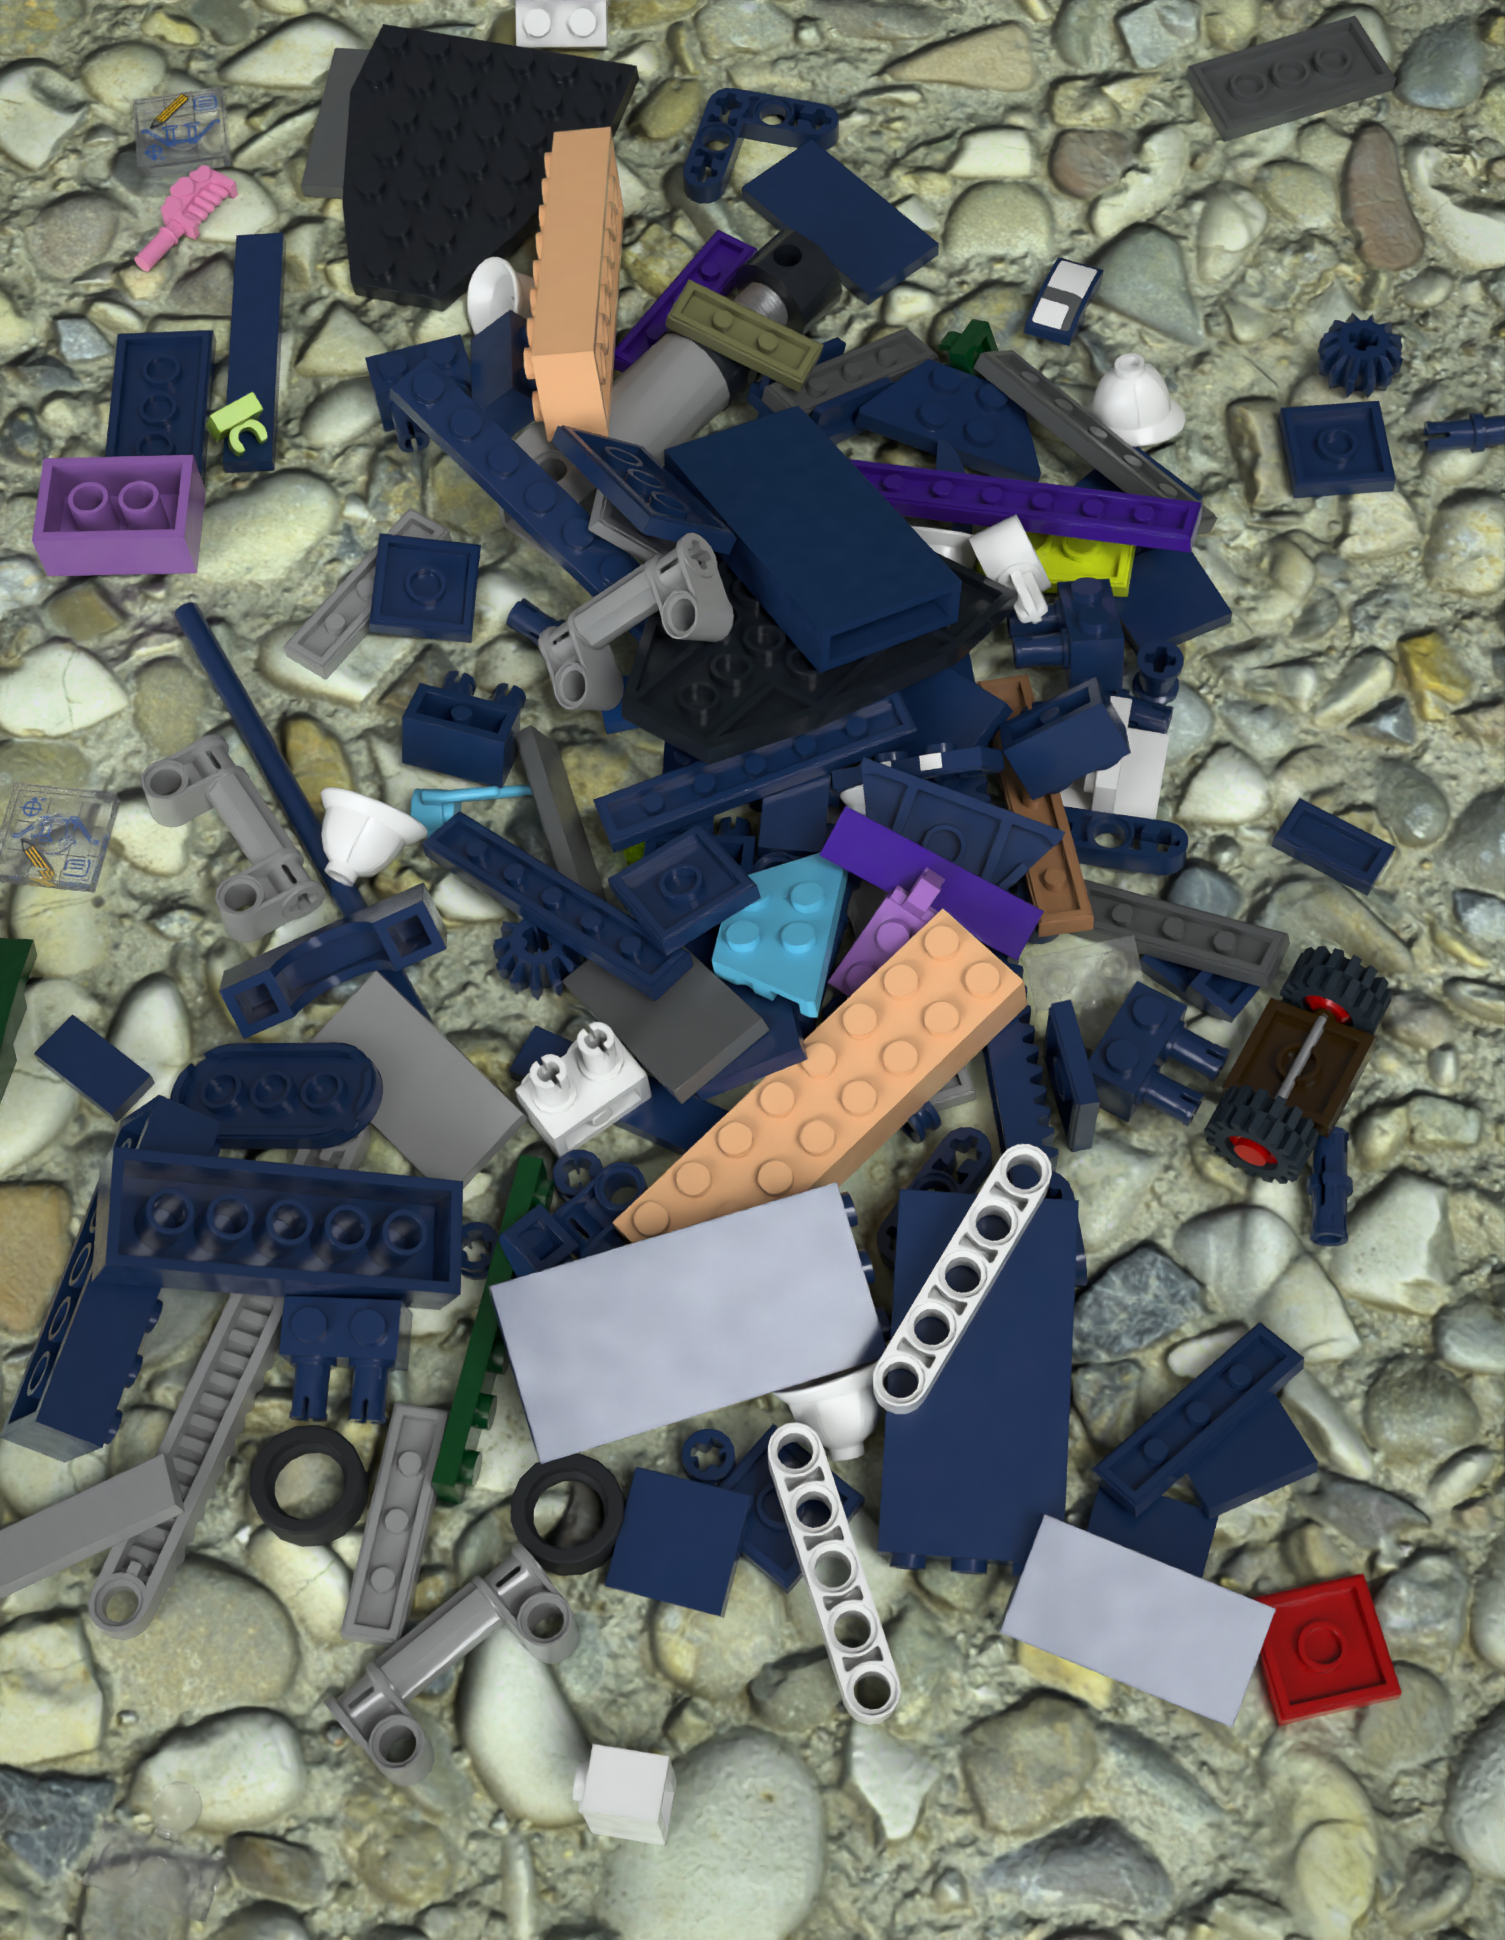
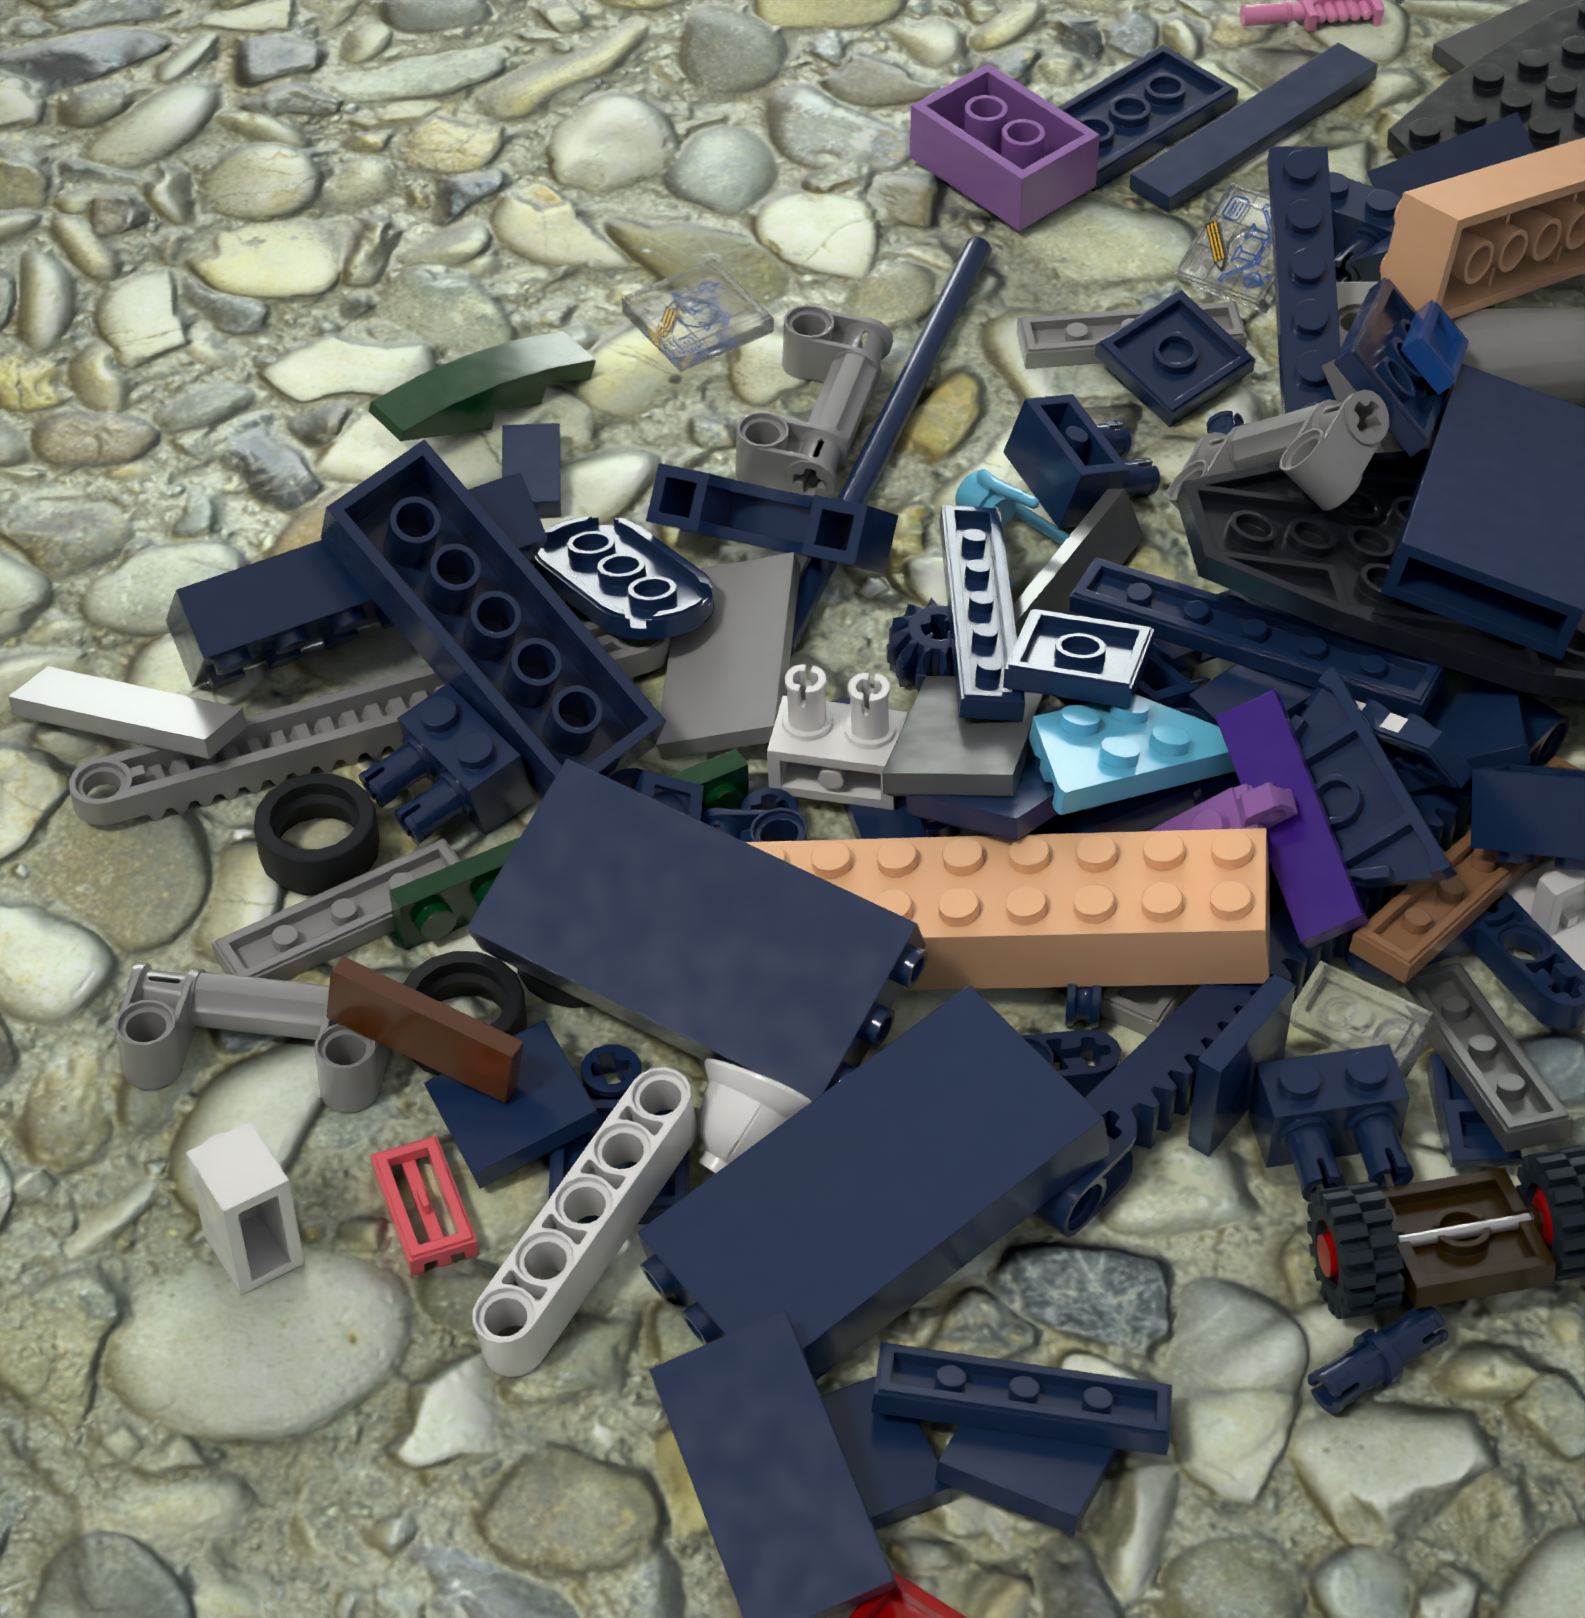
camera: 45 degrees right, 15 degrees down
(237, 418) = (1169, 143): lime tile -> none
(363, 834) = (902, 465): white hat -> none
(380, 463) = (1234, 251): none -> clear tile
(439, 281) = (1462, 154): none -> dark blue tile
(593, 1557) = (424, 1029): none -> reddish brown tile
(642, 452) = (1435, 346): none -> blue tile
(751, 1683) = (438, 1247): none -> coral tile
(966, 1249) = (955, 1053): white beam -> none

